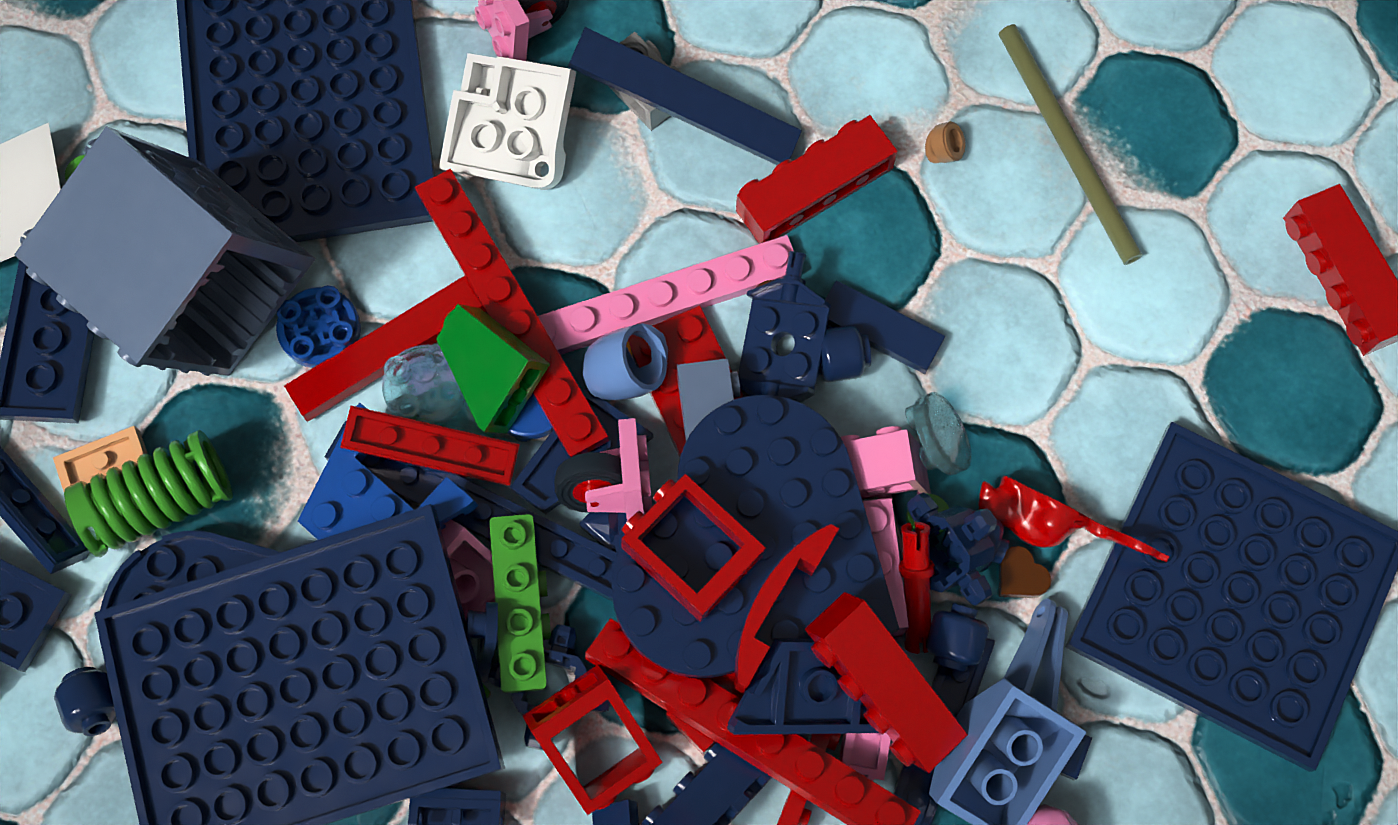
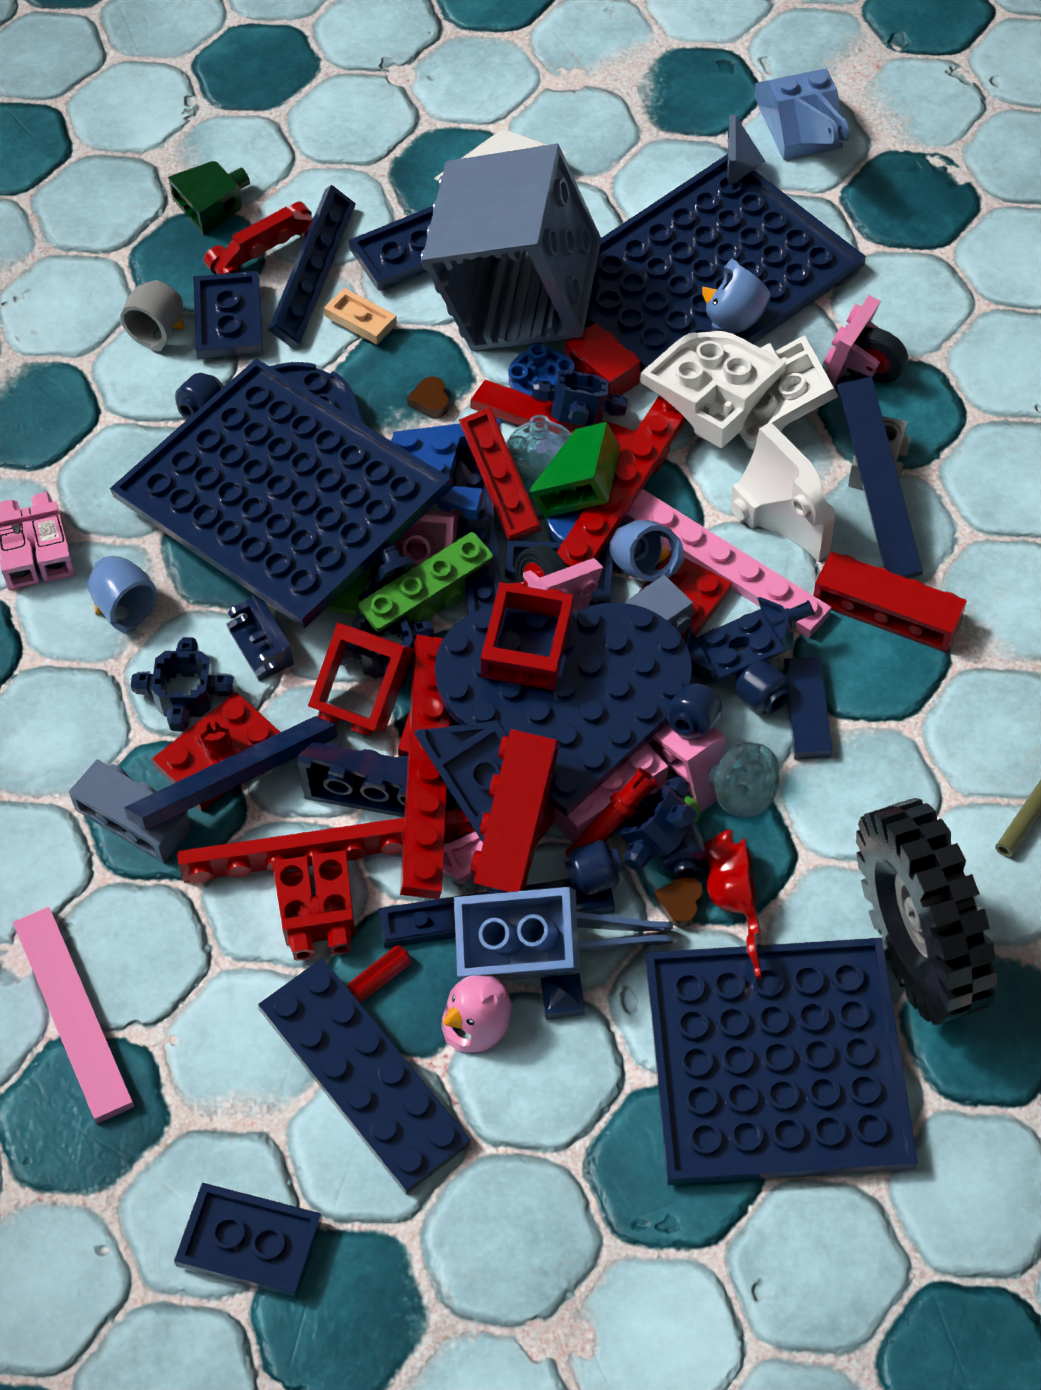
camera: 60 degrees right, 15 degrees down
(144, 486) = (356, 346): bright green piece -> none
(264, 454) = (429, 397): none -> reddish brown tile
(351, 257) = (604, 356): none -> red brick
(367, 303) = (579, 398): none -> dark blue piece
(382, 85) = (737, 301): none -> medium blue piece
(466, 170) = (713, 381): none -> white slope
(649, 190) = (784, 494): none -> white slope
(806, 558) = (527, 700): red slope -> none
(869, 438) = (694, 708): none -> dark blue head
(945, 143) = (994, 670): medium nougat tile -> none
(1227, 370) = (926, 911): none -> black wheel

